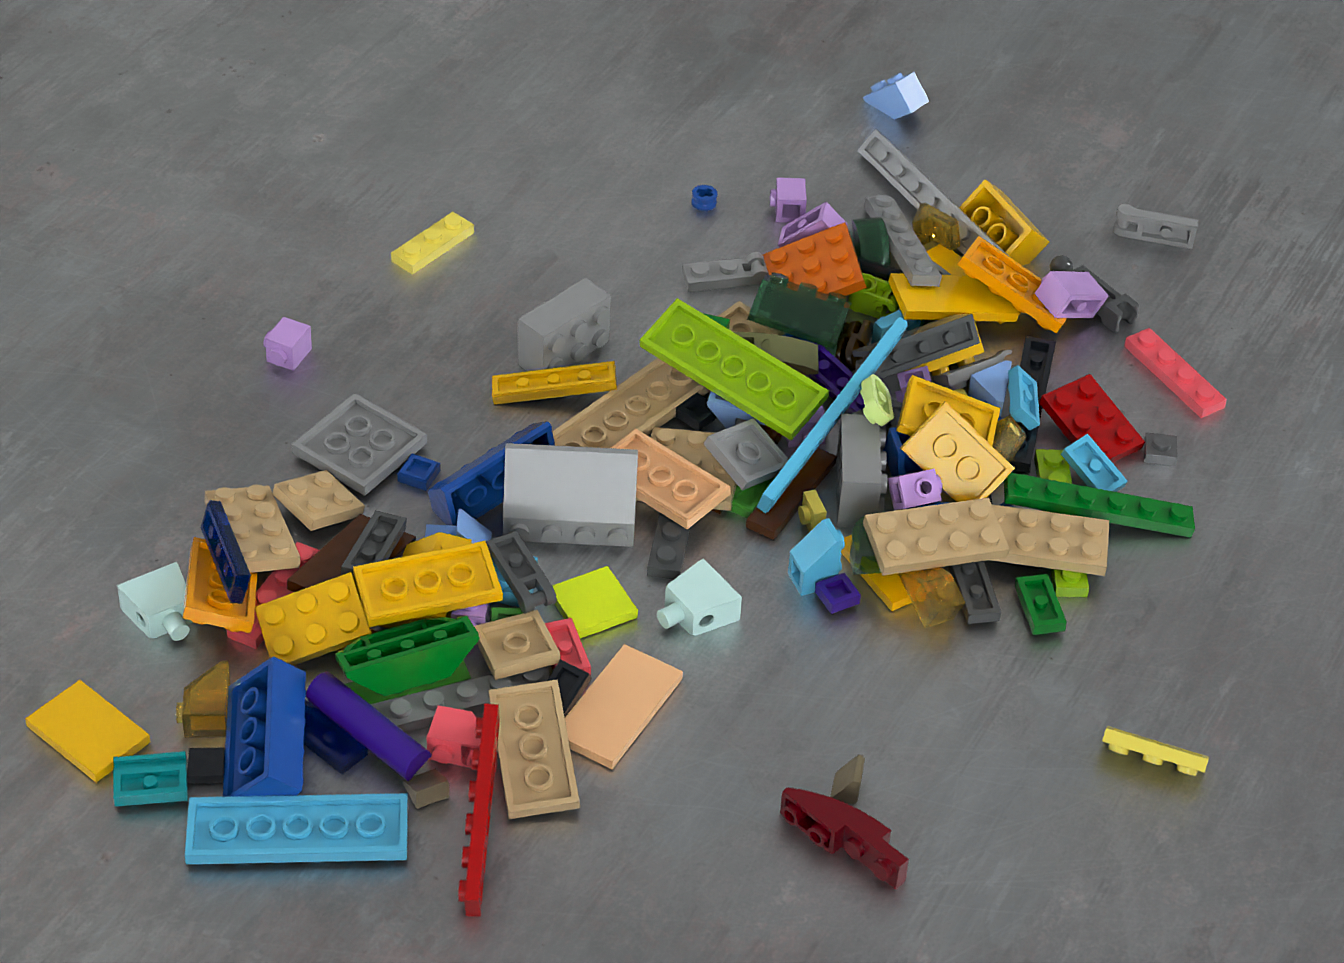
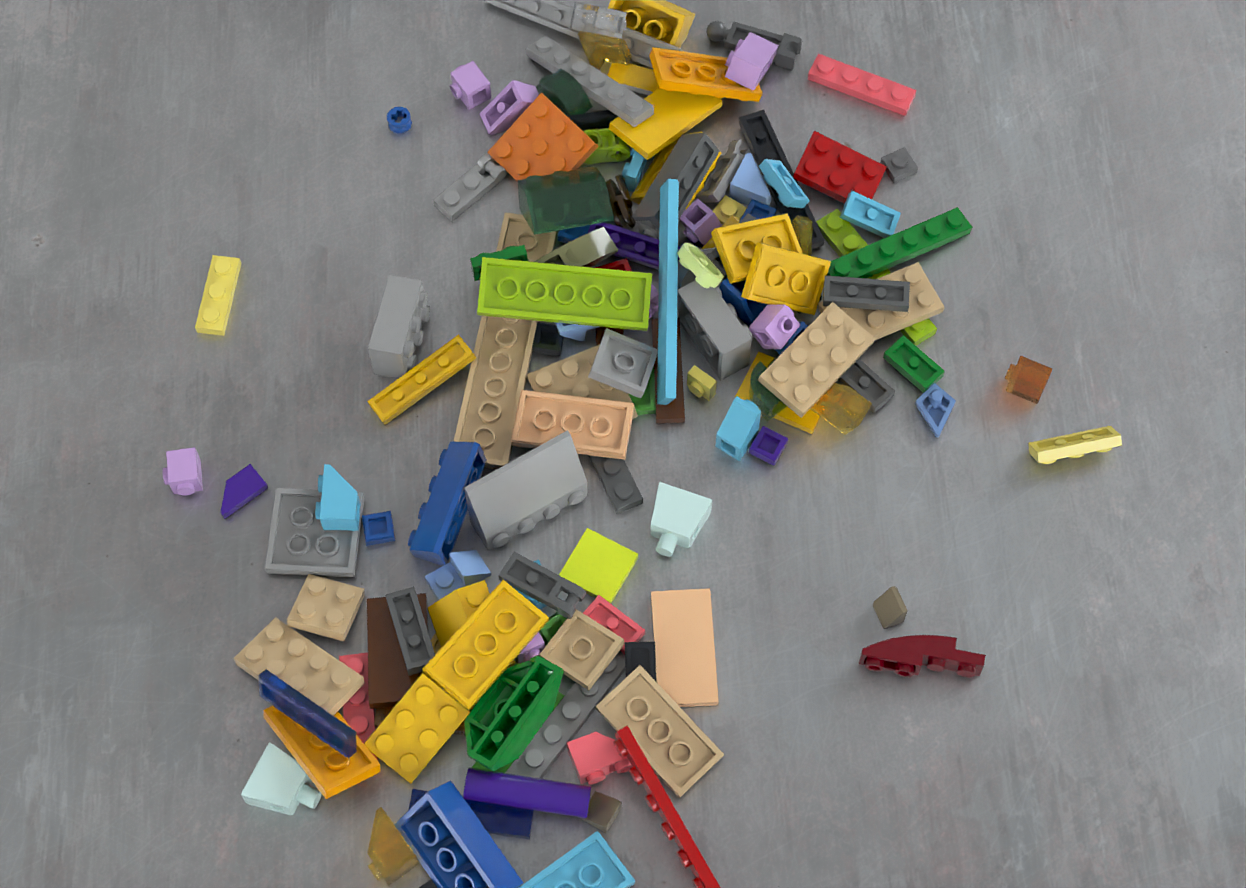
camera: 30 degrees left, 20 degrees up
(324, 384) = (241, 489): none -> dark purple tile
(394, 424) = (339, 502): none -> medium azure slope
(947, 196) = (598, 20): none -> clear slope
(1031, 510) = (866, 293): none -> dark grey plate
(1034, 650) = (935, 408): none -> medium blue piece
(1150, 673) = (1027, 379): none -> clear orange brick

